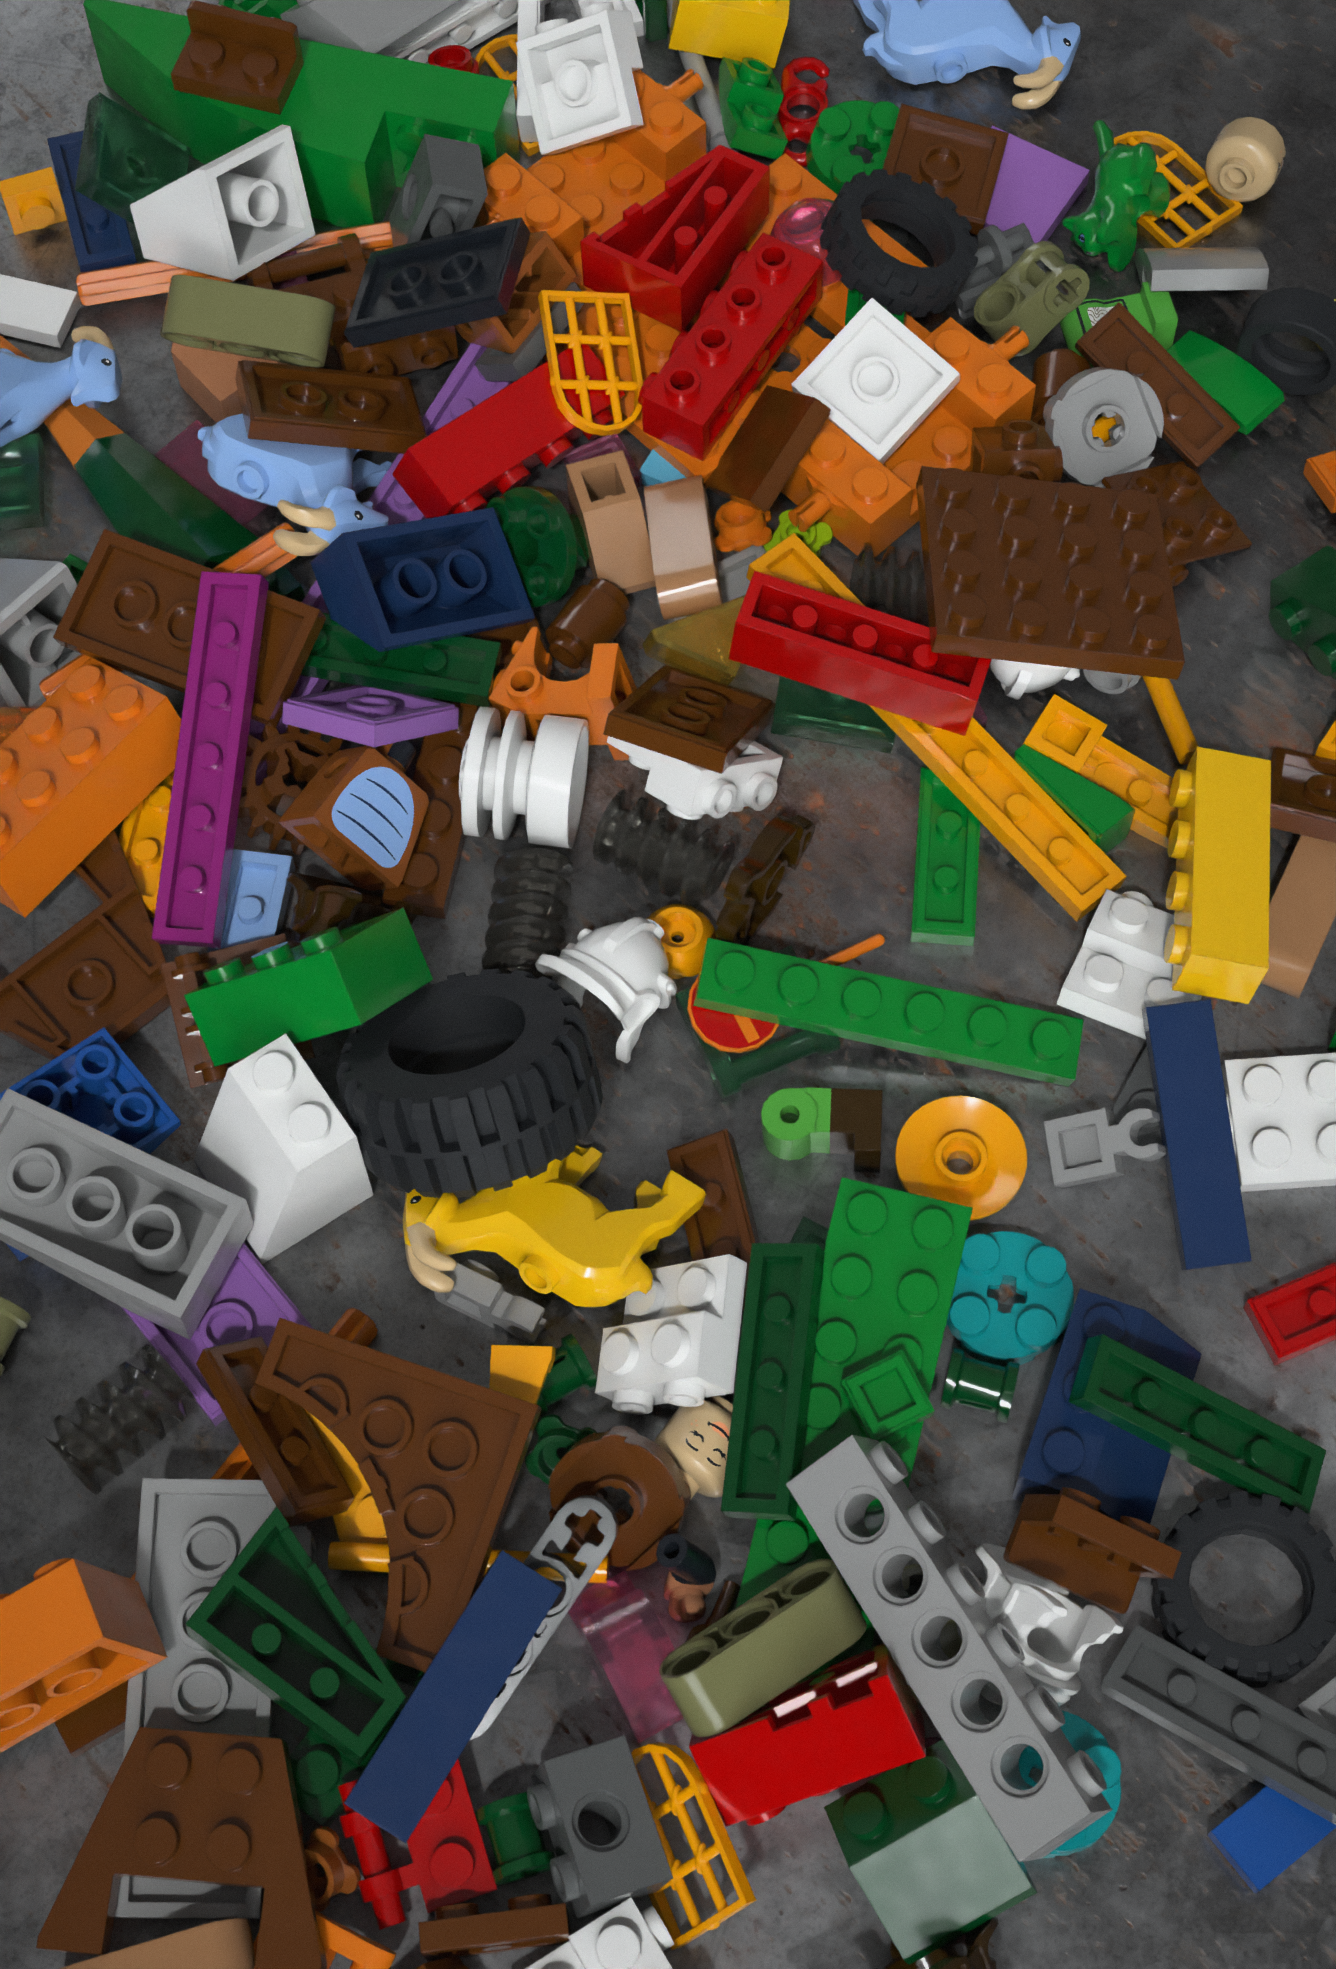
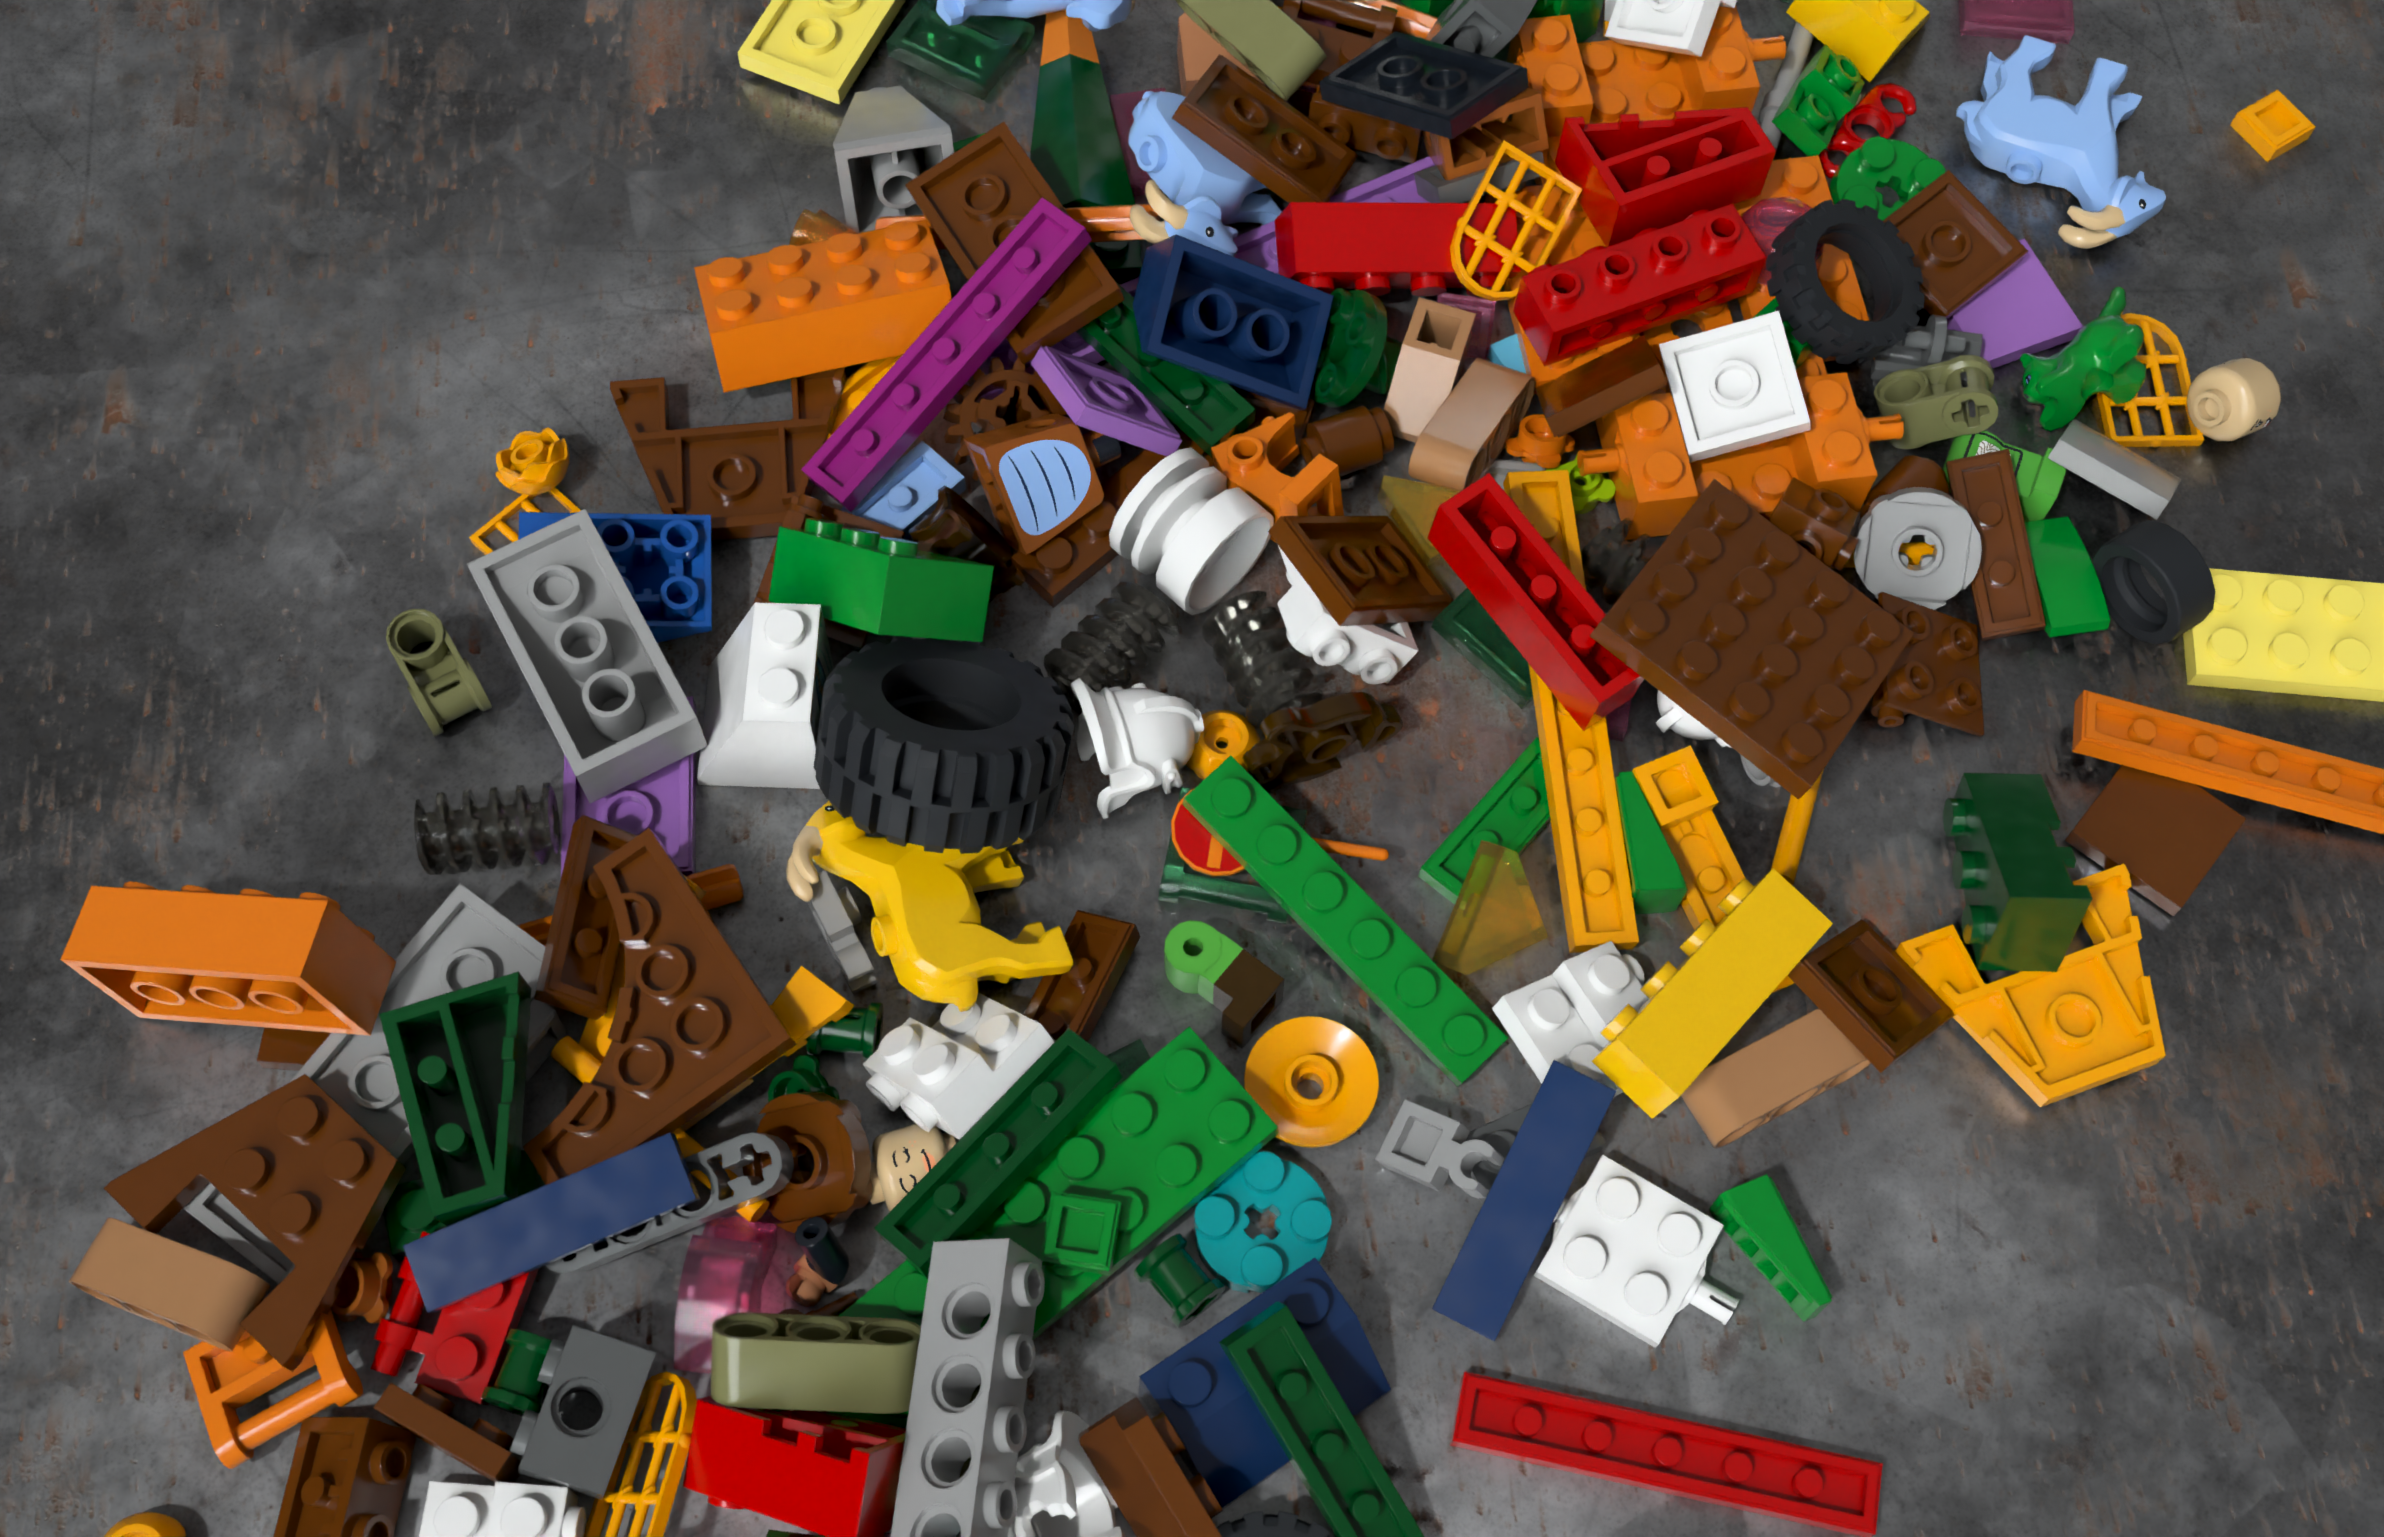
camera: 30 degrees right, 0 degrees up
(998, 929) = (1492, 913): none -> clear yellow slope

